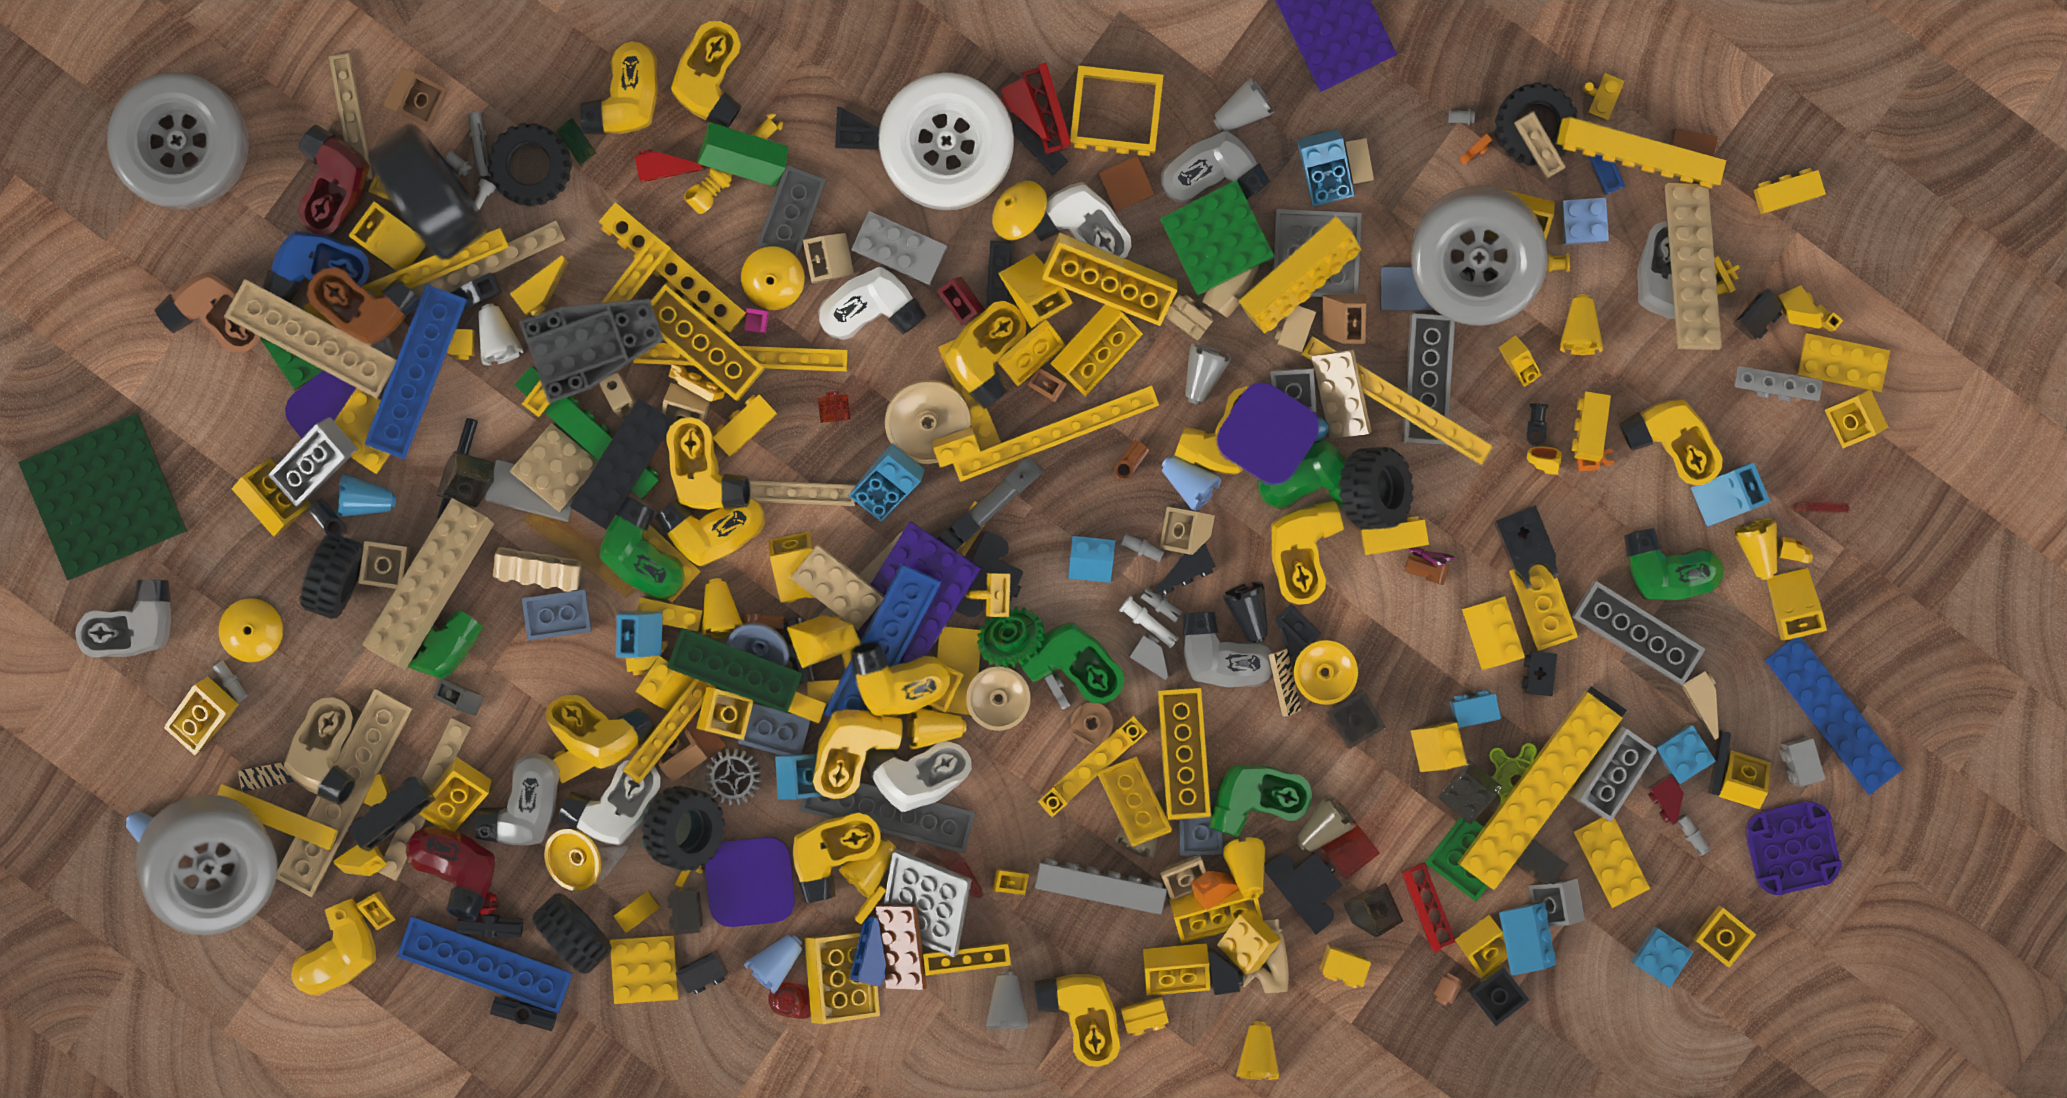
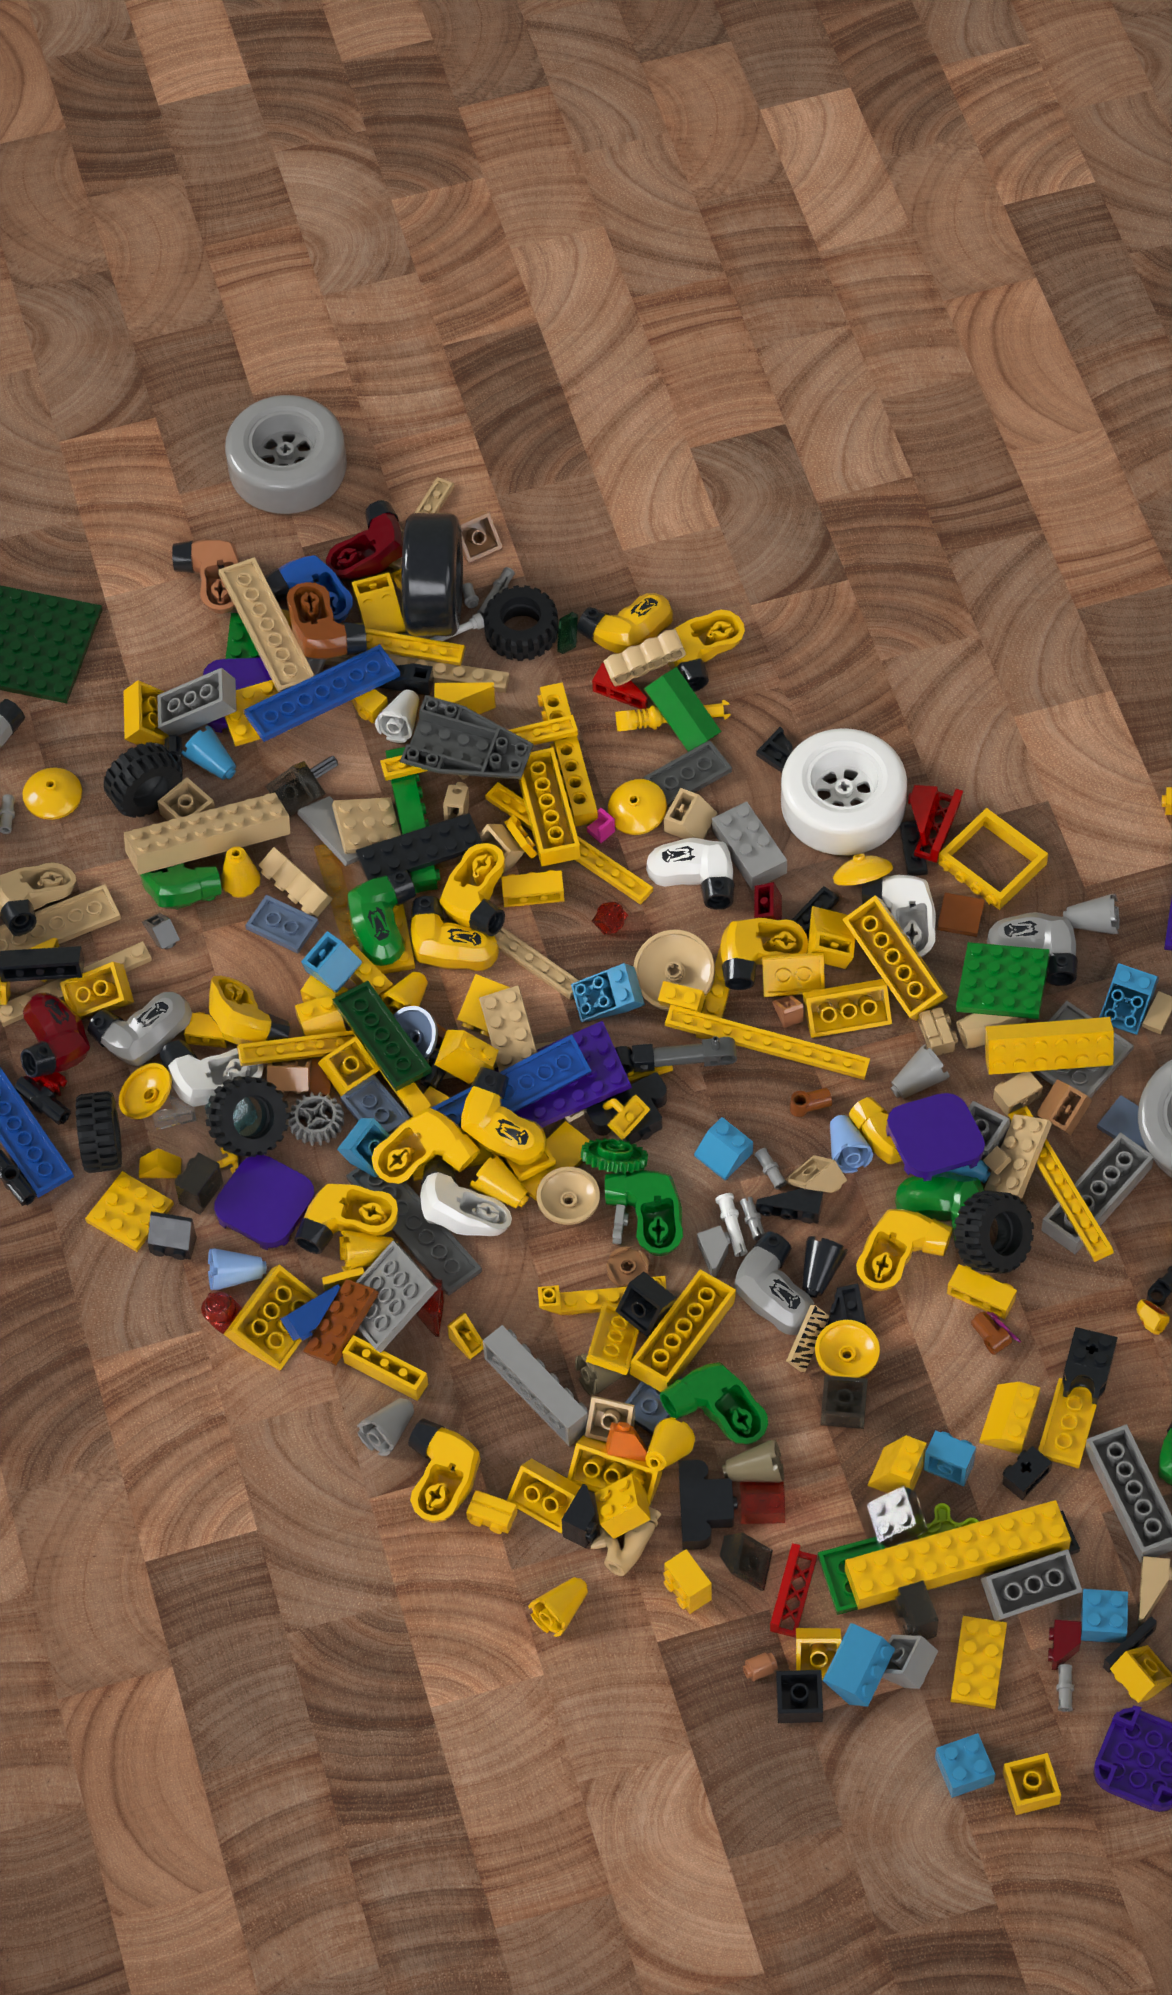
camera: 35 degrees right, 30 degrees down
(491, 595) = (239, 873): none -> yellow cone
(674, 131) = (644, 657): none -> tan brick
(1139, 755) = (645, 1303): none -> black slope
(1328, 411) = (997, 1160): none -> tan tile

